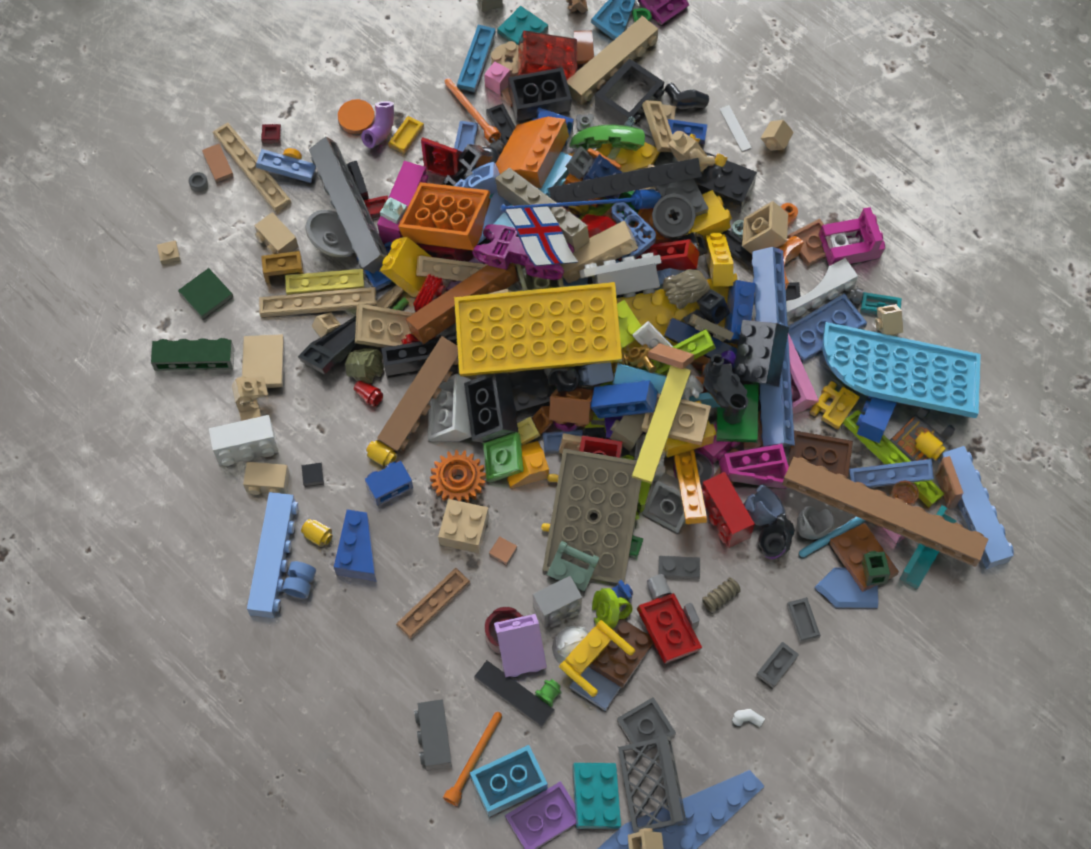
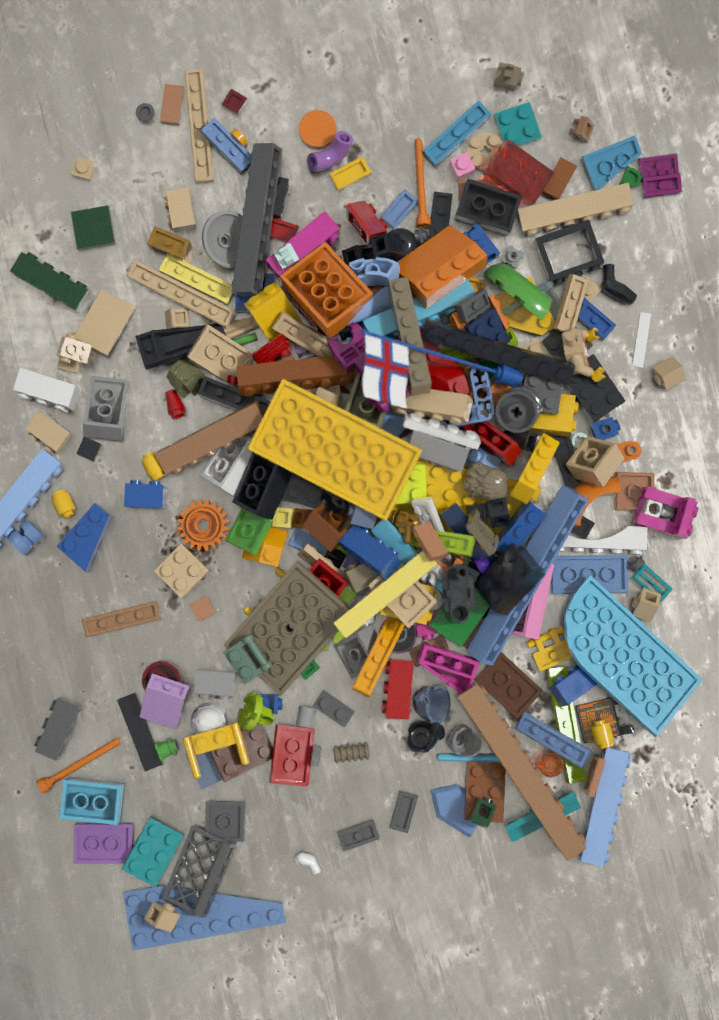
camera: 25 degrees right, 20 degrees up
(308, 430) = (105, 408): none -> light grey slope
(753, 203) = (598, 431): none -> blue brick

